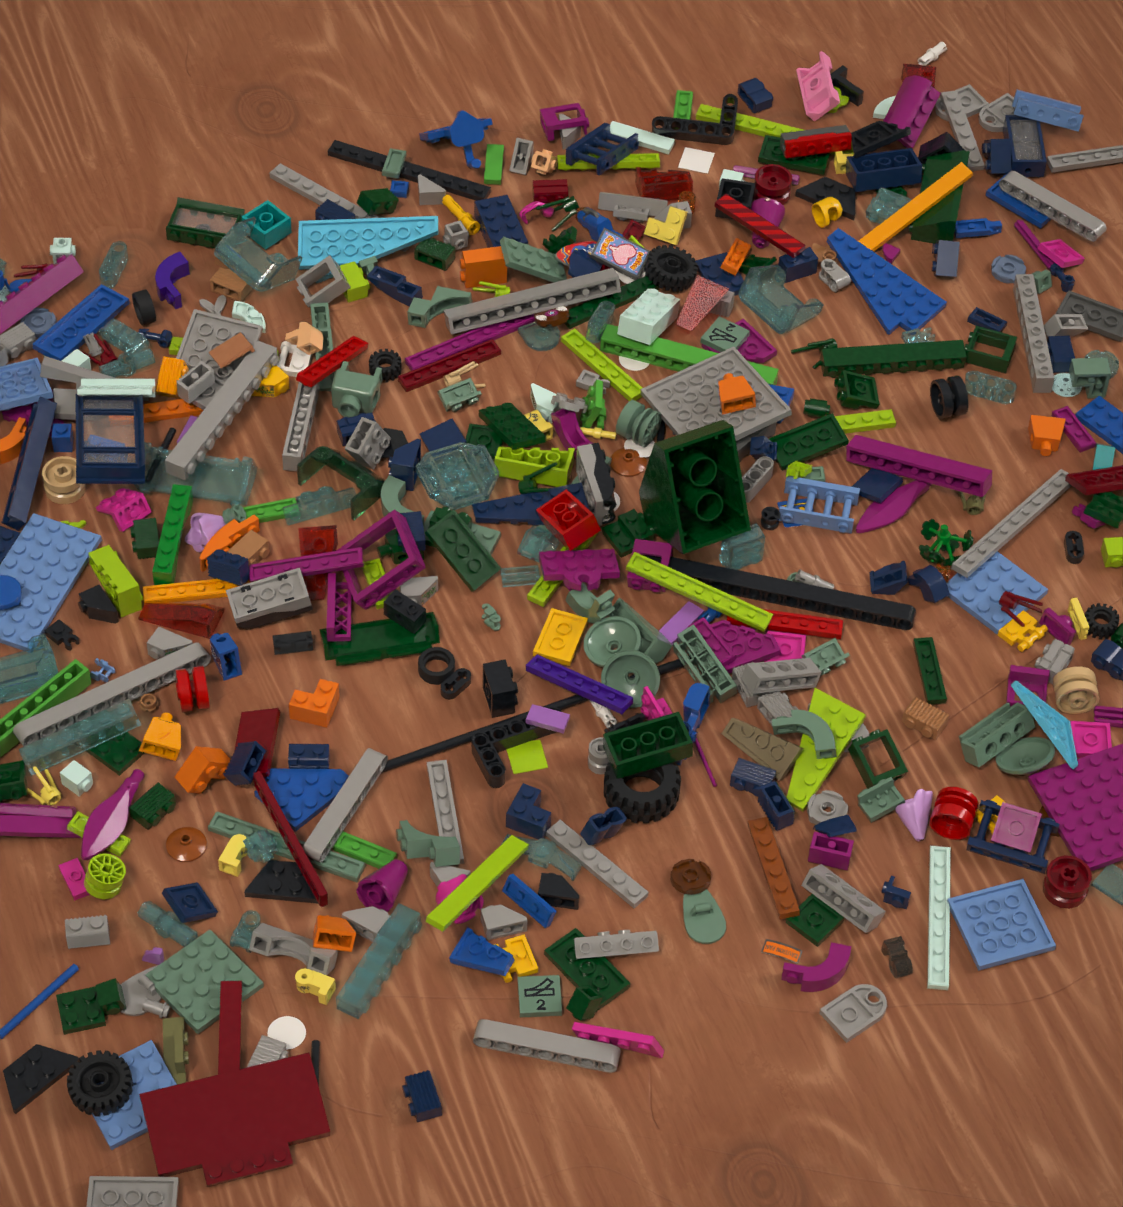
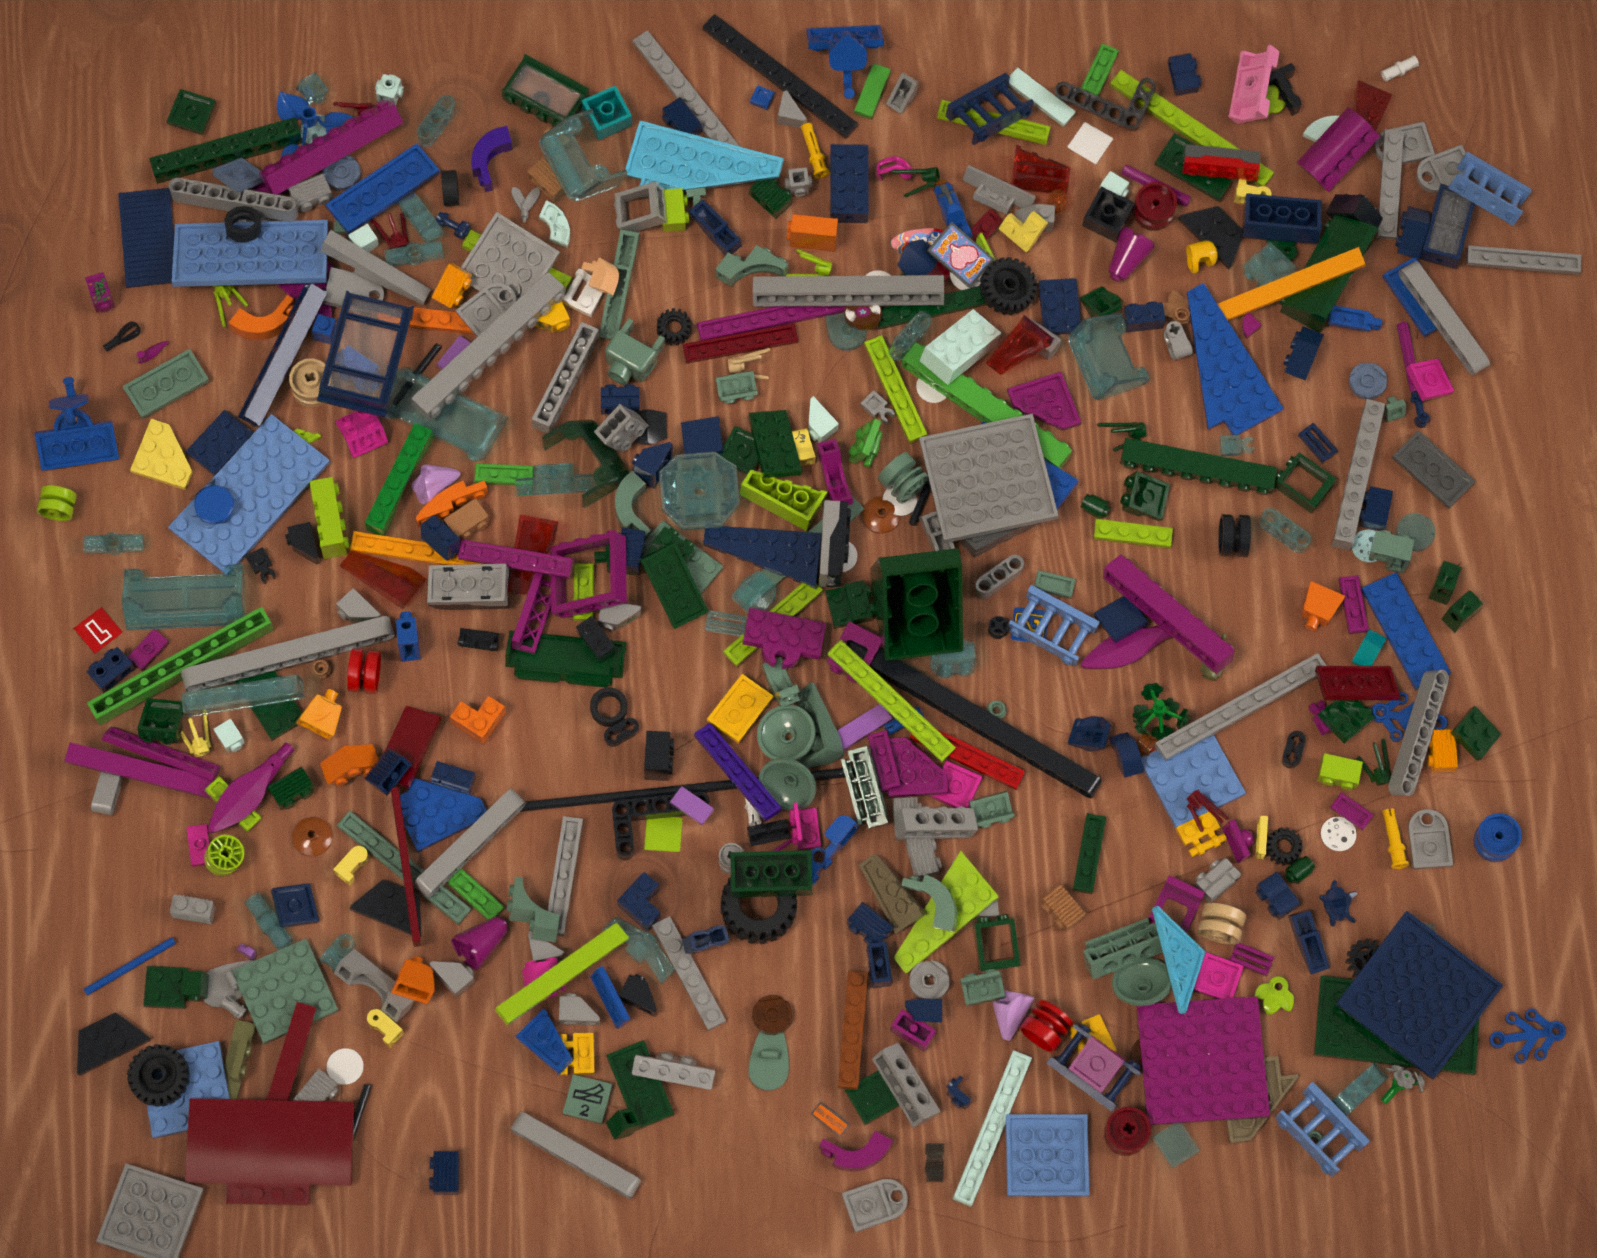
camera: 15 degrees right, 20 degrees up
(92, 344) = (385, 226): light grey pin -> none
(97, 675) = (291, 614): medium blue piece -> none
(117, 387) = (397, 288): light aqua fence -> none
(146, 537) = (373, 474): dark green brick -> none
(195, 382) = (470, 307): light grey brick -> none
(231, 350) = (518, 275): nougat piece -> none
(236, 512) = (466, 473): sand green wheel -> none
(261, 846) = (377, 866): clear light blue brick -> none
(331, 361) = (617, 314): red plate -> none
(377, 201) = (731, 113): dark green brick -> none
(378, 961) = (450, 1019): clear light blue brick -> none
(394, 163) = (765, 66): sand green tile -> none
(492, 618) = (679, 667): sand green piece -> none
(529, 485) = (767, 521): dark green plant -> none
(532, 260) = (863, 241): sand green plate -> none
(538, 162) = (923, 107): light nougat brick -> none
(549, 190) = (917, 148): dark red brick -> none
(550, 121) = (948, 53): magenta window -> none
(565, 238) = (904, 220): dark green plate -> none
(568, 135) = (966, 69): light grey slope -> none
(568, 520) = (788, 582): red brick -> none
(569, 404) = (838, 437): light grey plate -> none
(598, 433) = (861, 472): light yellow bar -> none
(622, 1039) = (644, 1172): dark pink wing -> none
(705, 763) = (832, 890): magenta axle -> none
(724, 335) = (1032, 390): sand green tile -> none
(735, 256) = (1082, 289): orange tile -> none
(735, 394) = (1006, 480): orange torso -> none
(760, 225) = (1117, 263): dark red tile -> none
(762, 447) = (1019, 545): dark blue brick -> none
(798, 469) = (1045, 580): lime plate -> none
(809, 441) = (1069, 546): dark green plate -> none
(815, 580) = (1012, 718): light grey pin -> none
(876, 136) = (1286, 176): black wing -> none
(1065, 325) = (1394, 477): light grey slope -> none

